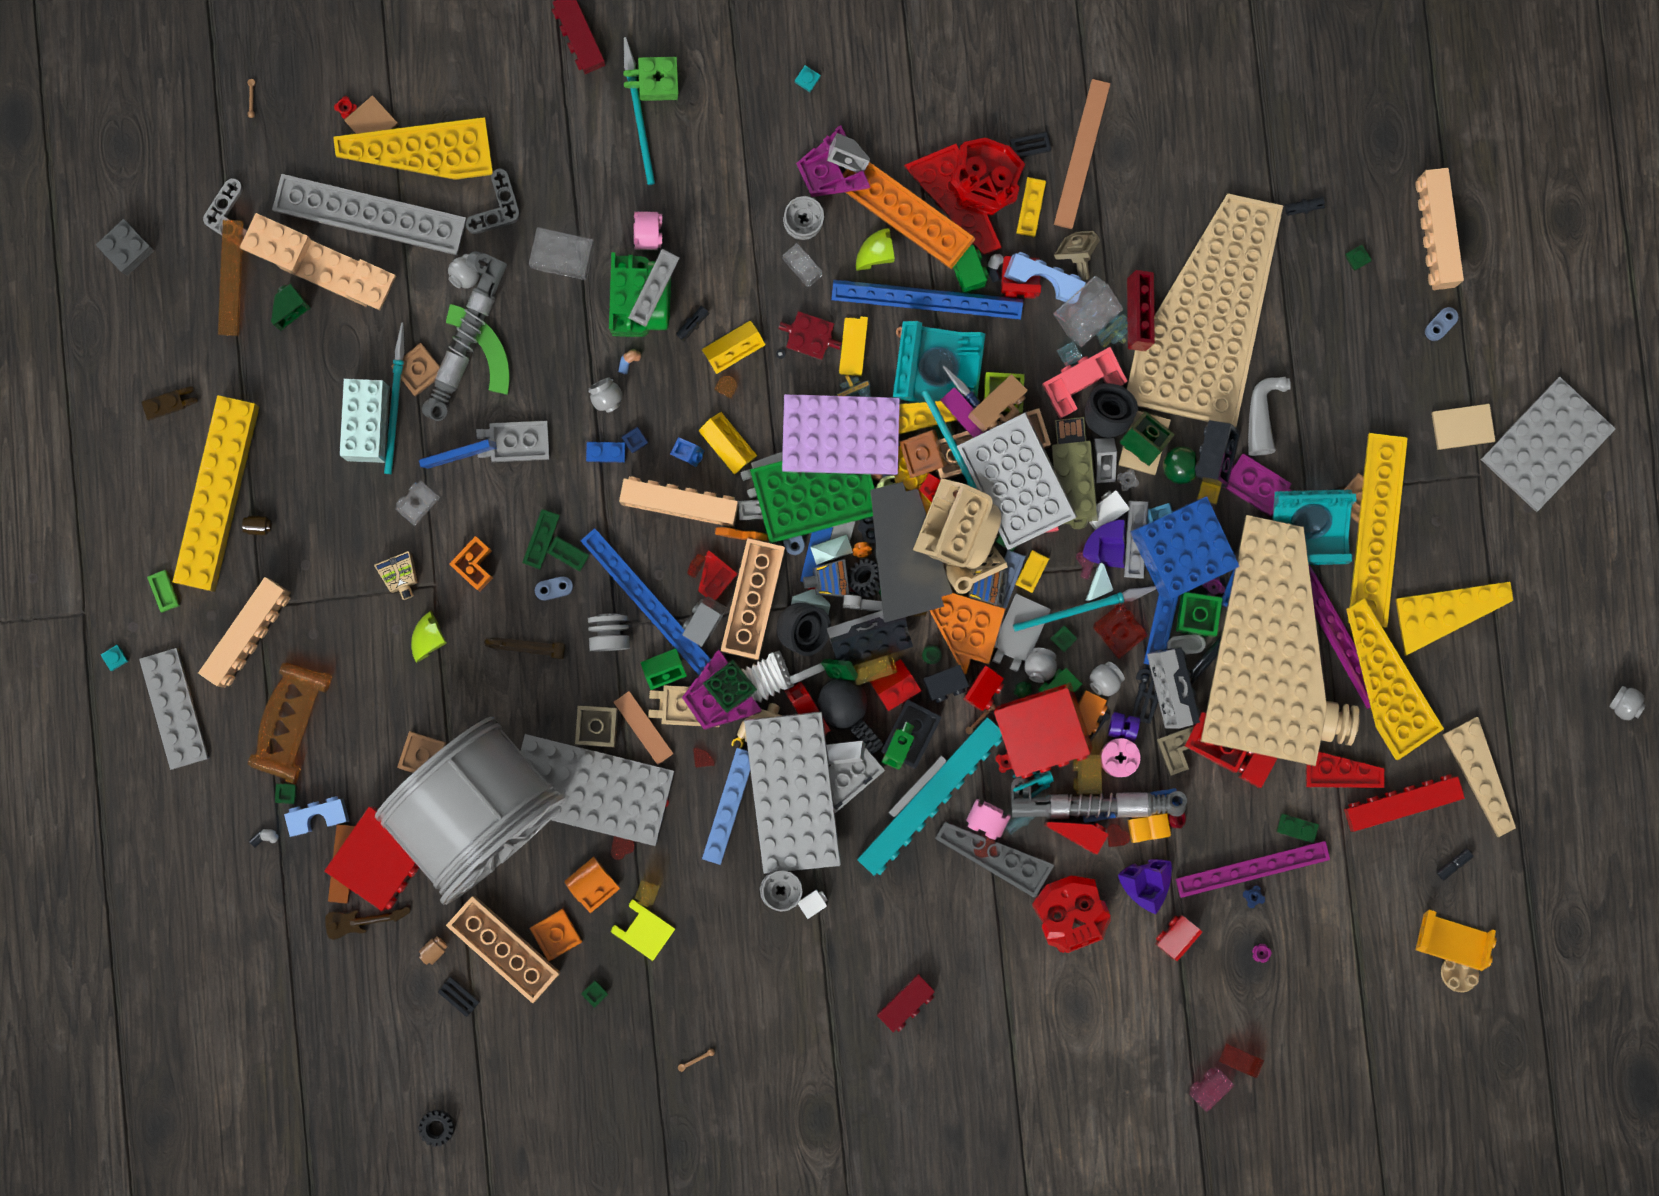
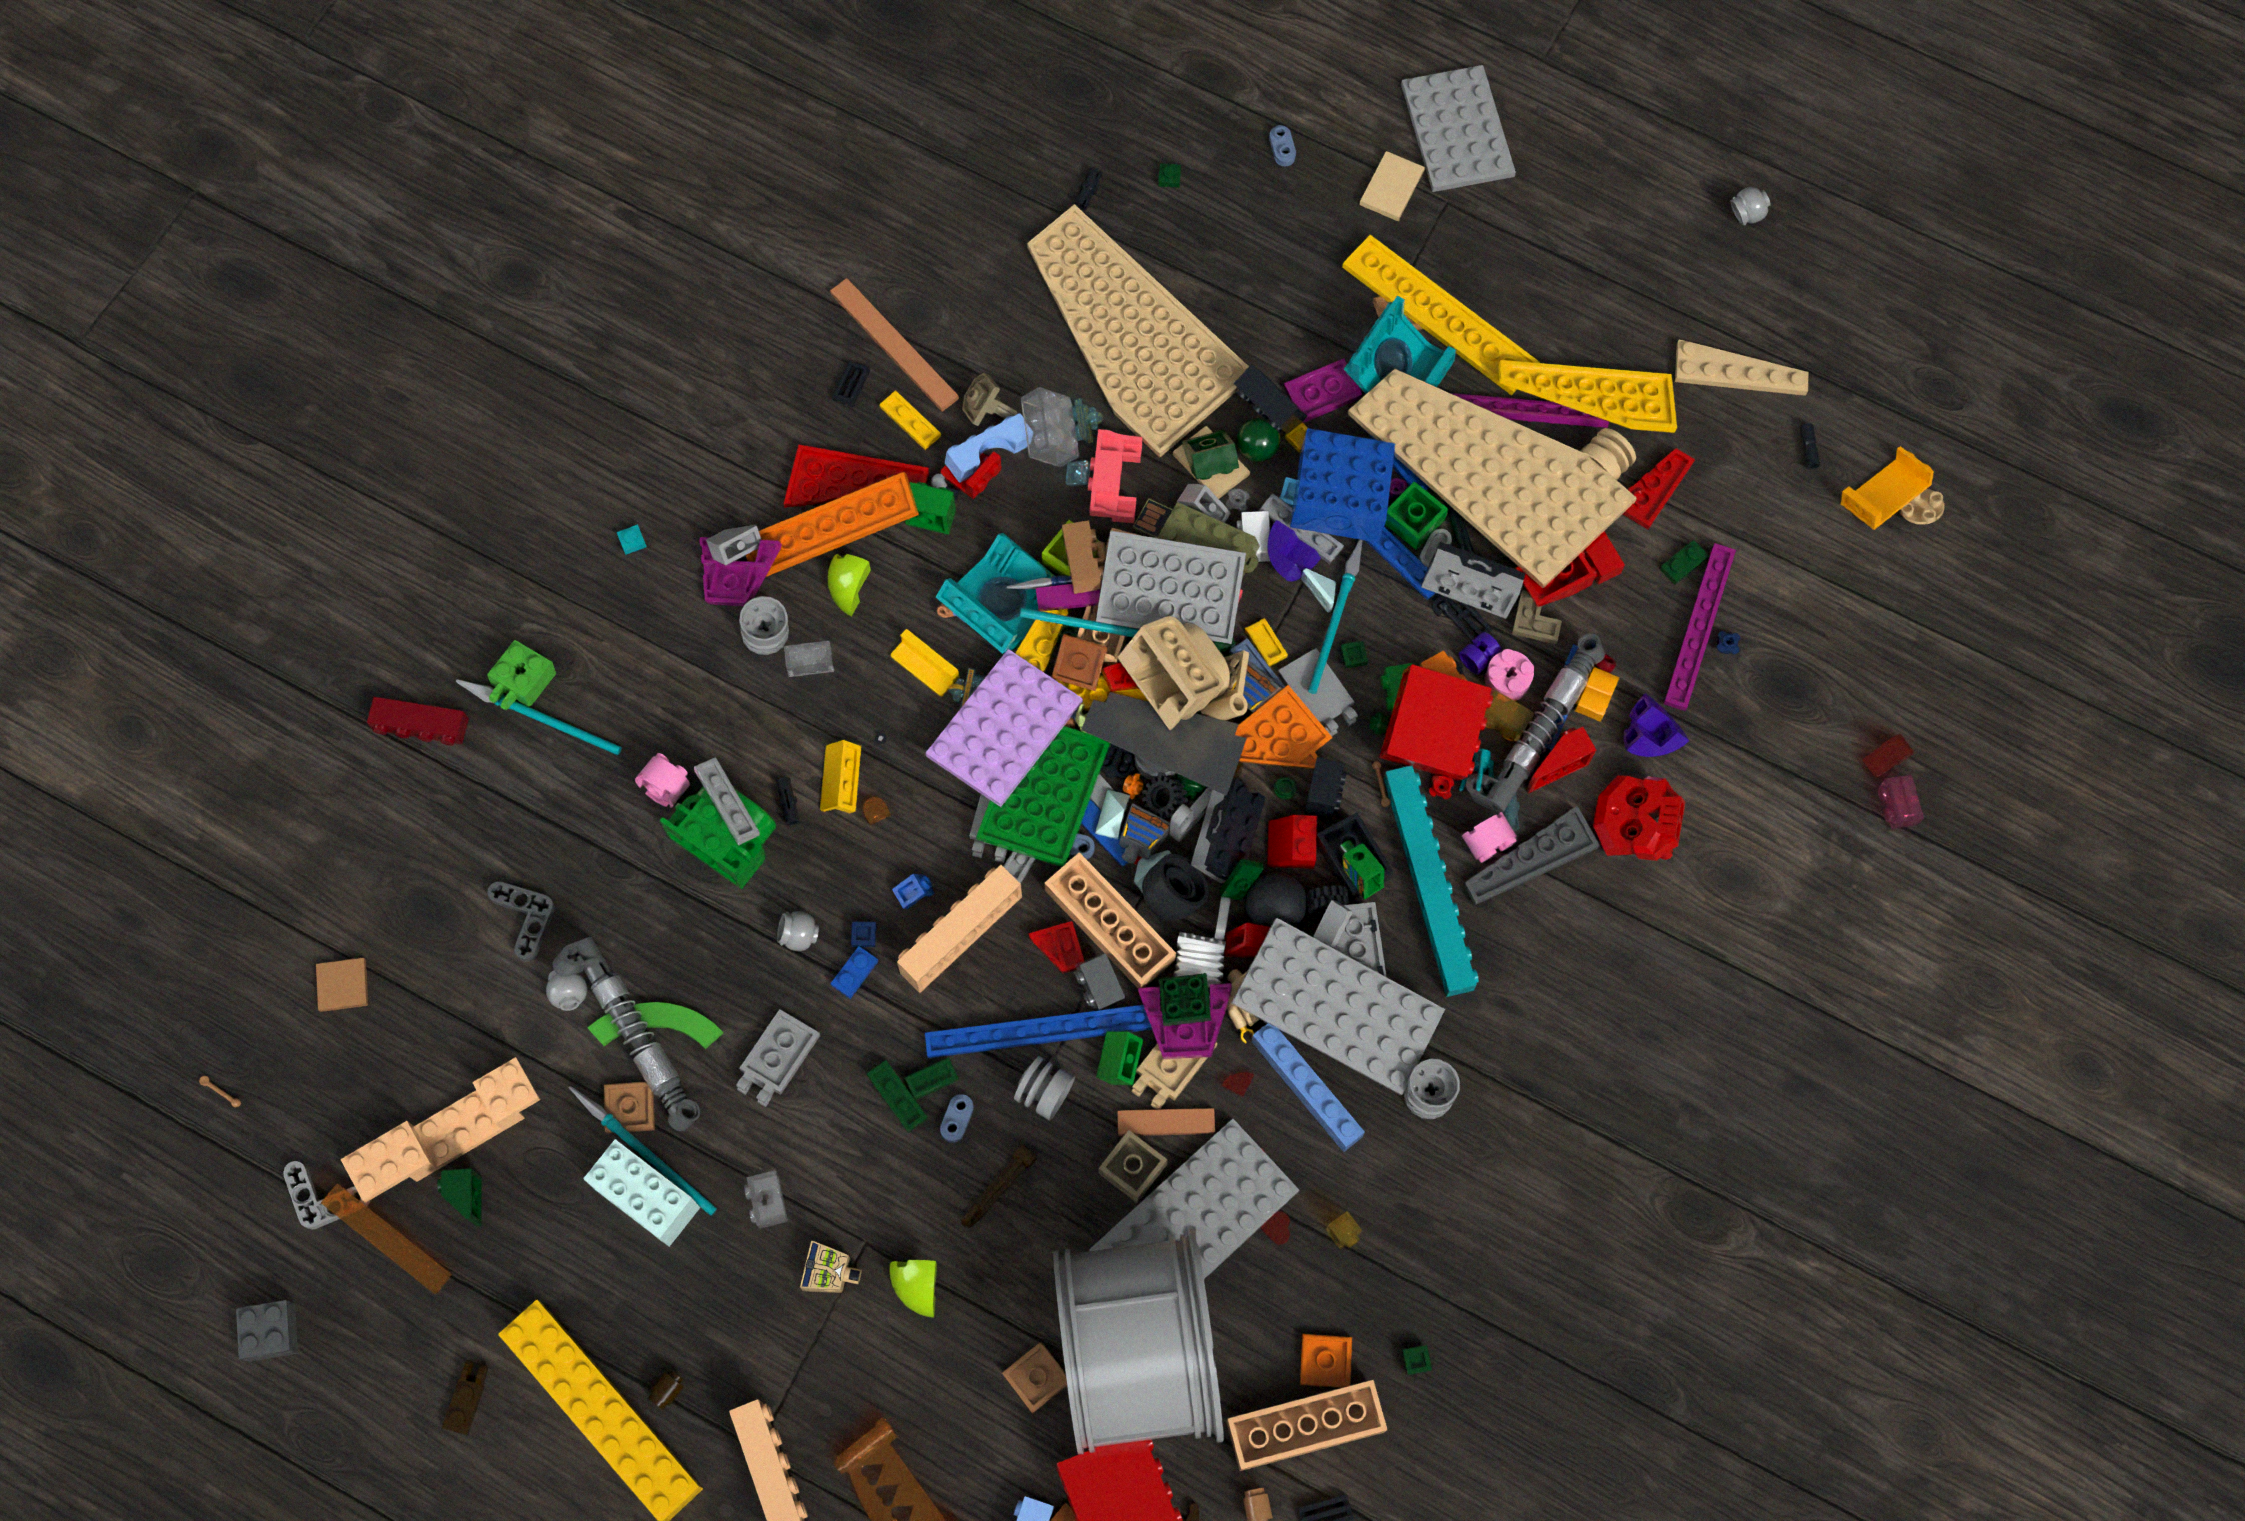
camera: 55 degrees left, 15 degrees down
(345, 101) = (301, 995): red plate -> none
(369, 214) = (432, 1049): light grey plate -> none
(438, 149) = (421, 935): yellow wing -> none
(457, 454) = (747, 1120): blue tile -> none
(468, 563) = (872, 1188): orange brick -> none
(561, 253) = (622, 880): clear brick -> none
(591, 885) = (1297, 1284): orange brick -> none
(627, 358) = (775, 888): arm -> none
(646, 933) = (1385, 1263): neon yellow flag -> none
(682, 1067) = (1554, 1320): medium nougat hinge -> none
(696, 565) = (1035, 957): clear red tile -> none
(727, 442) = (932, 846): yellow panel -> none
(739, 534) = (1030, 896): orange tile -> none
(810, 335) = (883, 698): dark red plate -> none
(813, 903) = (1466, 1066): white brick -> none
(875, 669) = (1265, 845): clear yellow brick -> none
(906, 1003) = (1630, 1041): dark red brick -> none
(917, 786) = (1410, 886): light grey tile -> none
(927, 299) = (928, 567): blue plate -> none
(983, 852) = (1520, 866): clear red tile -> none
(984, 688) = (1352, 751): red slope -> none
(991, 161) = (861, 433): red brick -> none
(1041, 665) = (1366, 689): light grey piece -> none
(1086, 565) = (1293, 588): clear pink arm -> none
(1106, 679) = (1422, 638): light grey piece -> none
(1110, 410) = (1160, 466): black piece -> none
(1117, 836) = (1590, 725): clear red tile -> none
(1120, 630) = (1380, 598): clear red slope -> none
(1140, 310) = (1083, 381): dark red brick -> none
(1178, 937) = (1727, 734): slope -> none
(1260, 431) = (1274, 354): light grey animal -> none
(1266, 953) = (1790, 665): magenta plate -> none
(1403, 804) = (1722, 452): red brick -> none
(1438, 614) = (1556, 314): yellow wing -> none
(1440, 229) = (1195, 88): light nougat brick -> none

